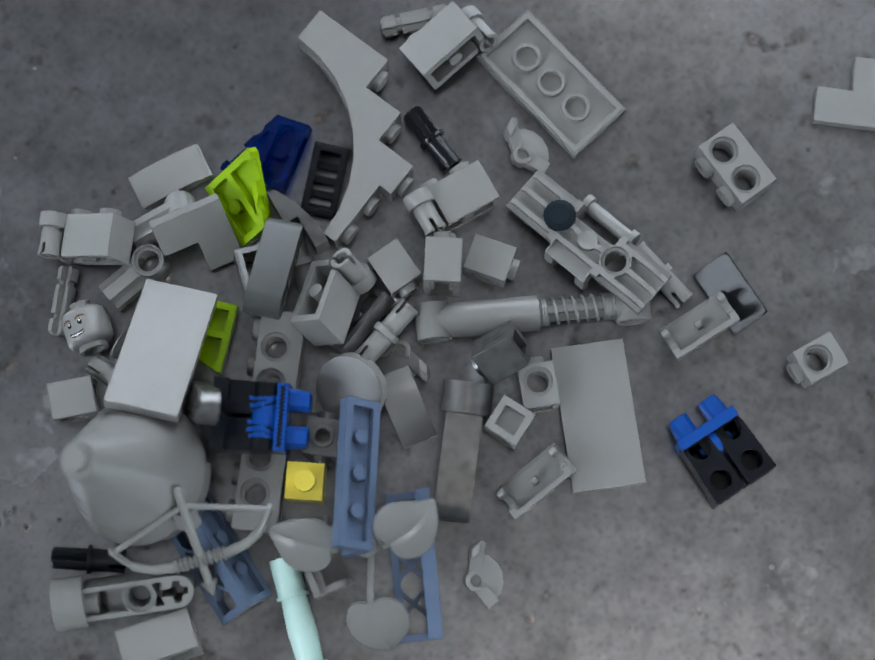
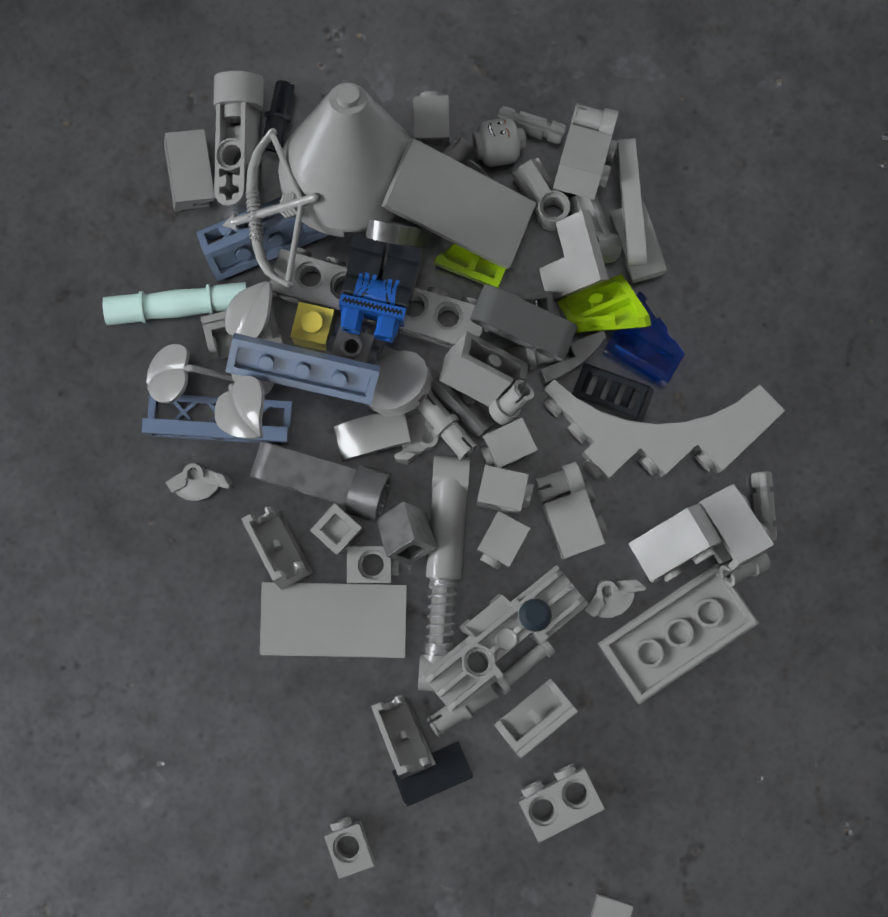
camera: 100 degrees right, 5 degrees up
(133, 185) = (631, 202): none -> light grey beam
(432, 139) = (638, 503): black axle -> none
(468, 92) = (675, 542): none -> light grey hinge
(657, 203) = (535, 718): none -> light grey hinge
(721, 451) = (287, 730): black hips -> none

